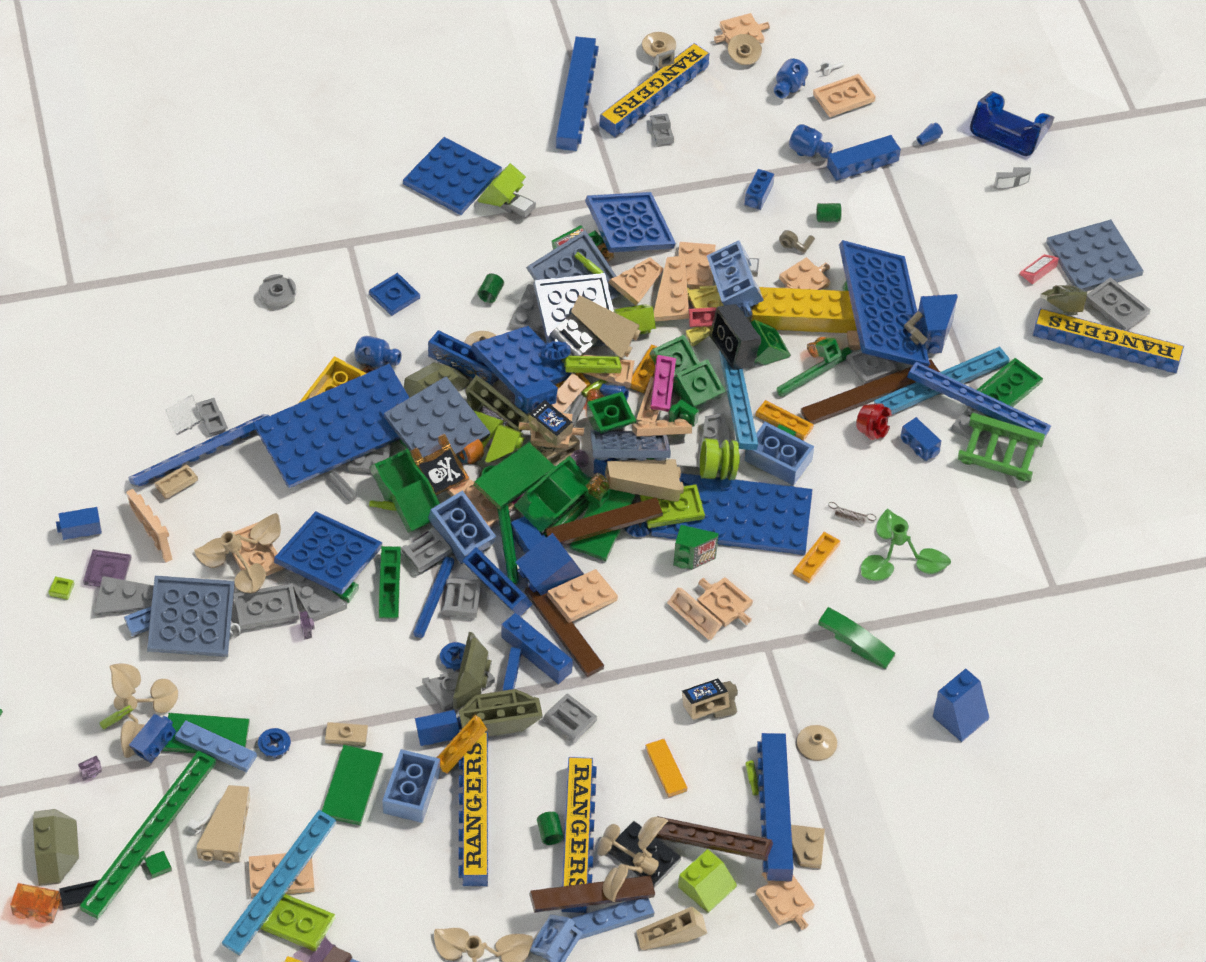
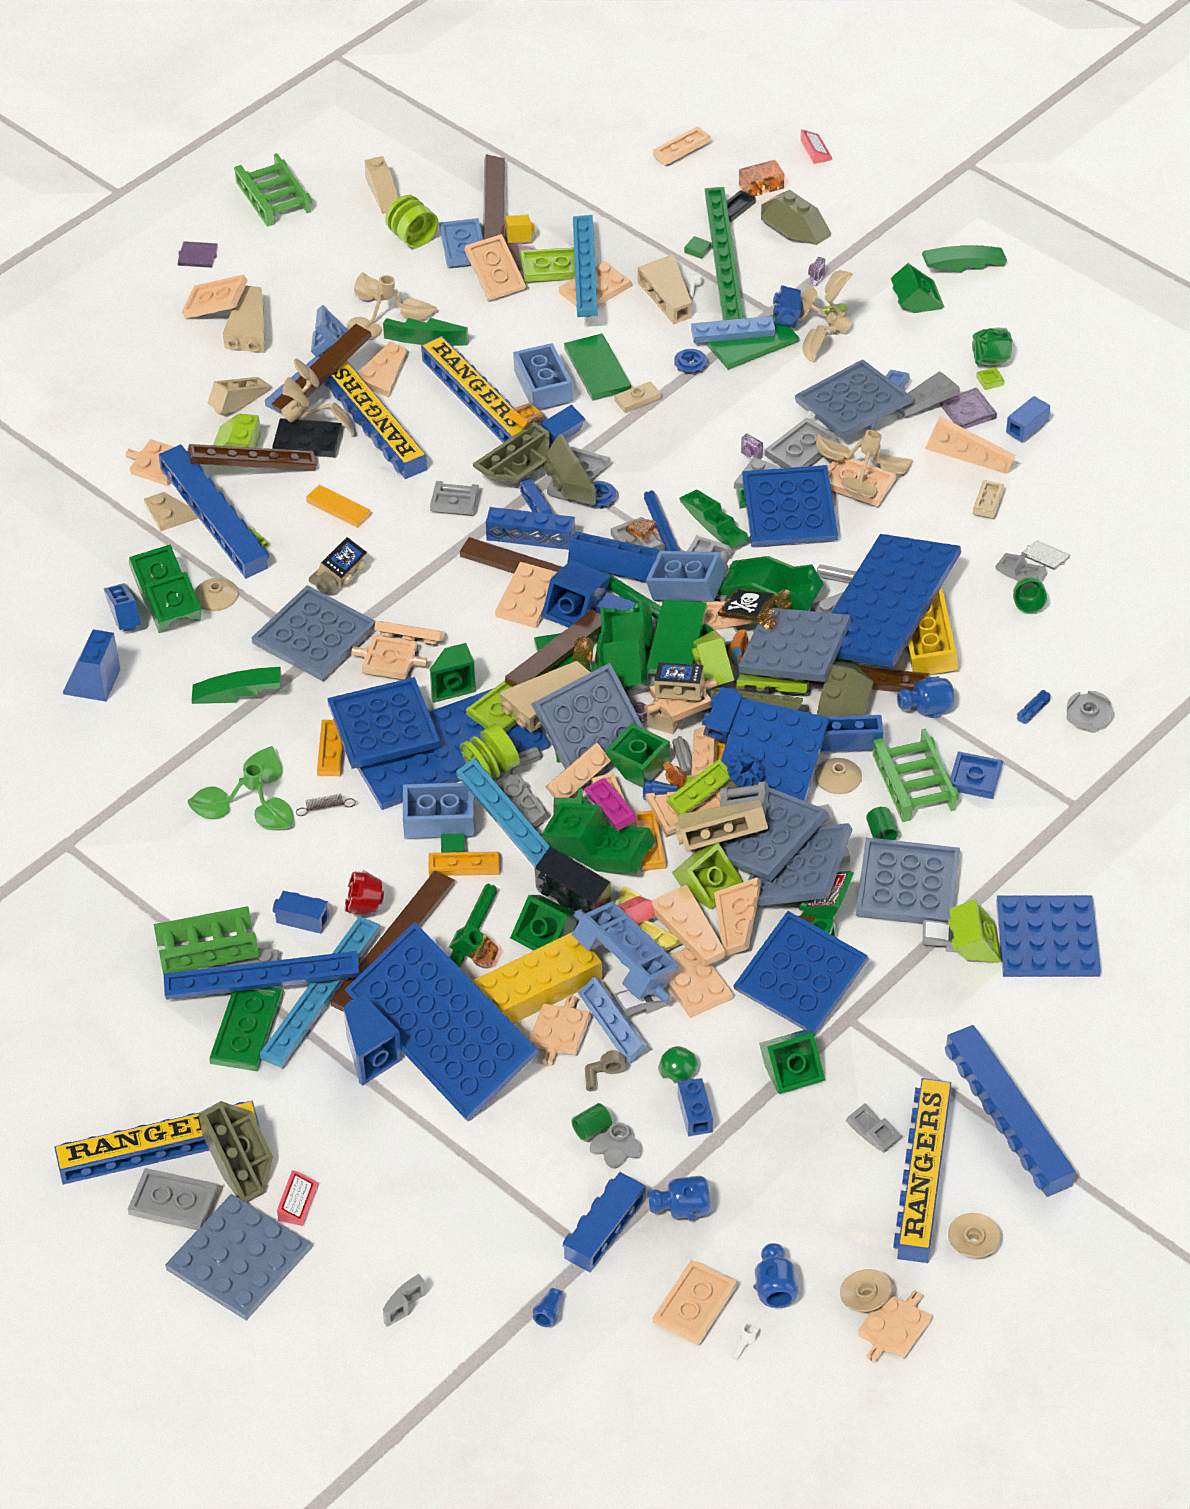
camera: 150 degrees right, 5 degrees down
(34, 697) = (916, 290): none -> green slope
(43, 601) = (992, 346): none -> green piece
(193, 453) = (996, 533): plate -> none
(230, 387) = (1029, 595): none -> green hair
(309, 315) = (1033, 706): none -> blue axle
(356, 930) = (494, 267): none -> light nougat plate
(449, 320) = (898, 788): none -> bright green fence
(455, 593) = (641, 528): none -> clear orange tile
(464, 899) = (420, 332): none -> green slope
(505, 247) = (907, 881): none -> sand blue plate
(516, 896) = (383, 368): none -> light nougat wing
(550, 828) = (402, 409): green piece -> none
(588, 264) = (791, 873): lime piece -> none
(662, 60) = (942, 1197): light grey slope -> none
(678, 185) = (792, 1061): none -> green slope
(748, 221) = (678, 1064): none -> green hair
(766, 655) = (314, 632): none -> sand blue plate
(768, 260) = (612, 1019): none -> medium blue plate
(772, 536) = (383, 722): none -> blue plate
(817, 195) = (616, 1148): none -> light grey plate
(860, 750) = (164, 587): none -> green piece
(900, 765) = (122, 607): none -> blue slope
(916, 336) = (381, 999): dark tan plate -> none
(1006, 128) = (454, 1380): clear blue windscreen -> none

